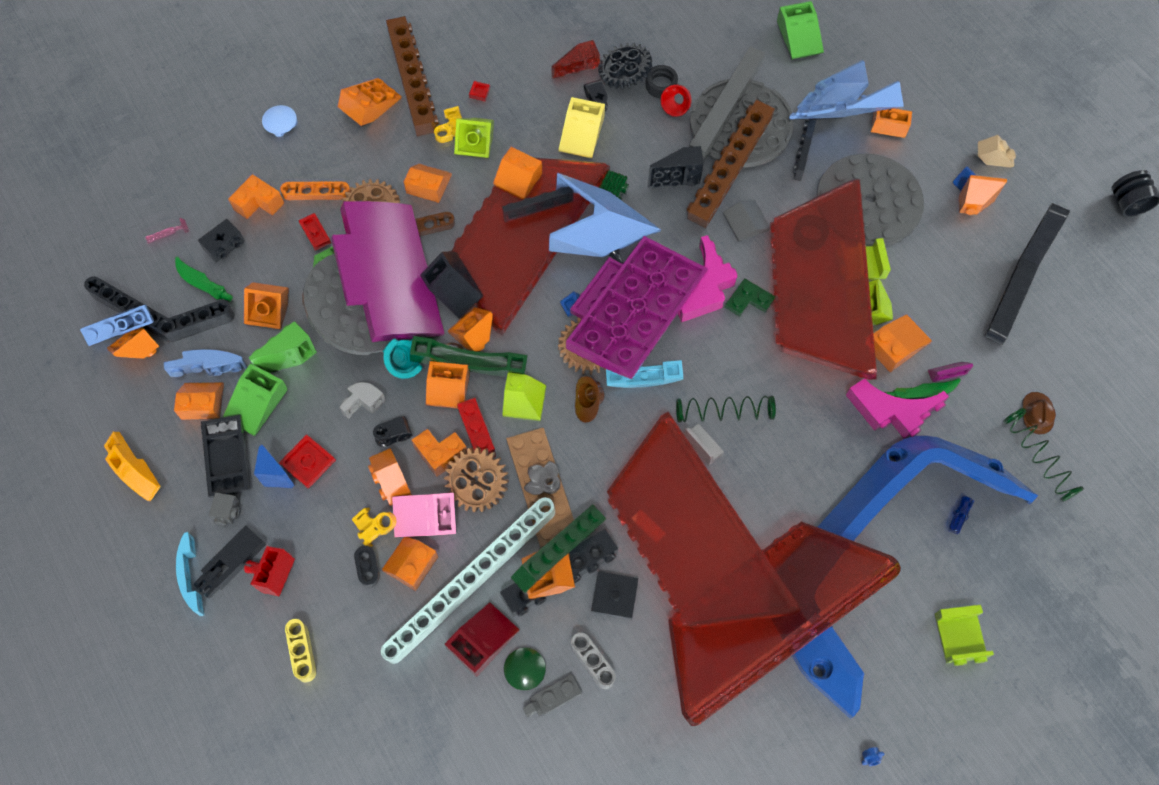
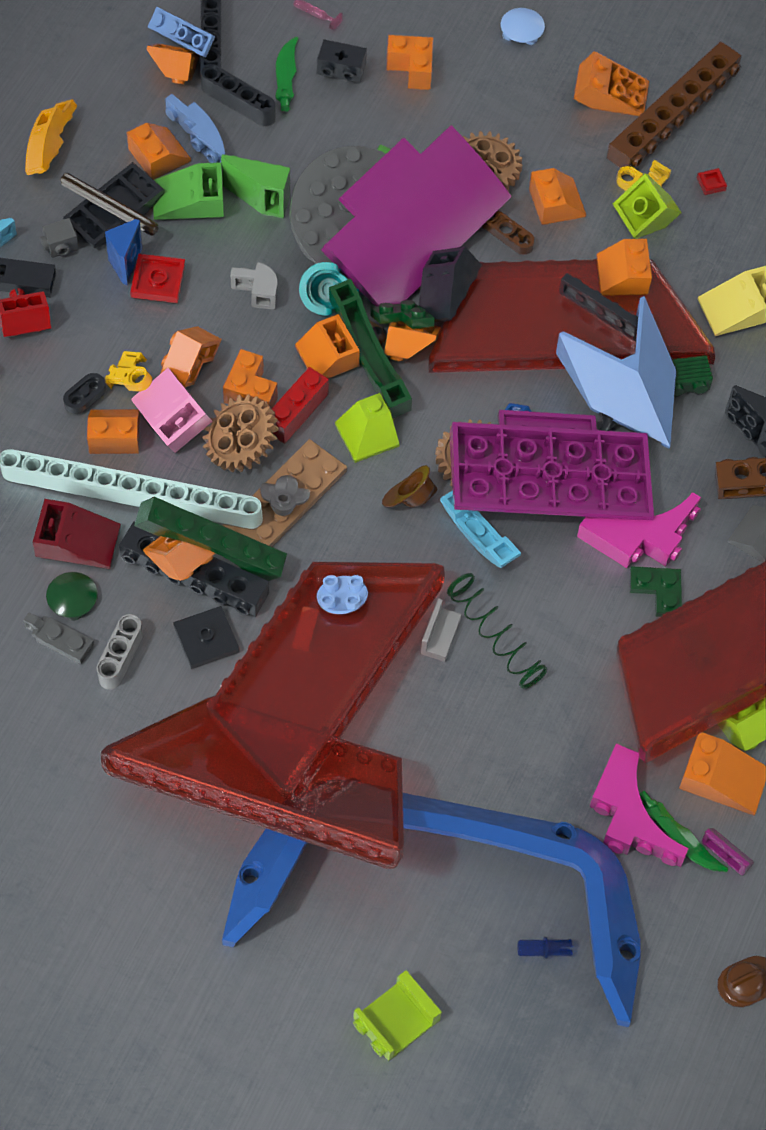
camera: 55 degrees right, 5 degrees down
(223, 458) = (108, 203): none -> axle
(265, 305) = (299, 140): orange slope -> none
(314, 231) = (417, 130): red plate -> none
(315, 190) = (461, 108): orange beam -> none
(394, 431) = (243, 333): black piece -> none
(452, 320) = (406, 311): none -> dark green plate
(643, 487) = (342, 594): none -> light blue dish
(872, 756) = (190, 982): blue plate -> none
(1018, 414) = (664, 1057): dark green piece -> none

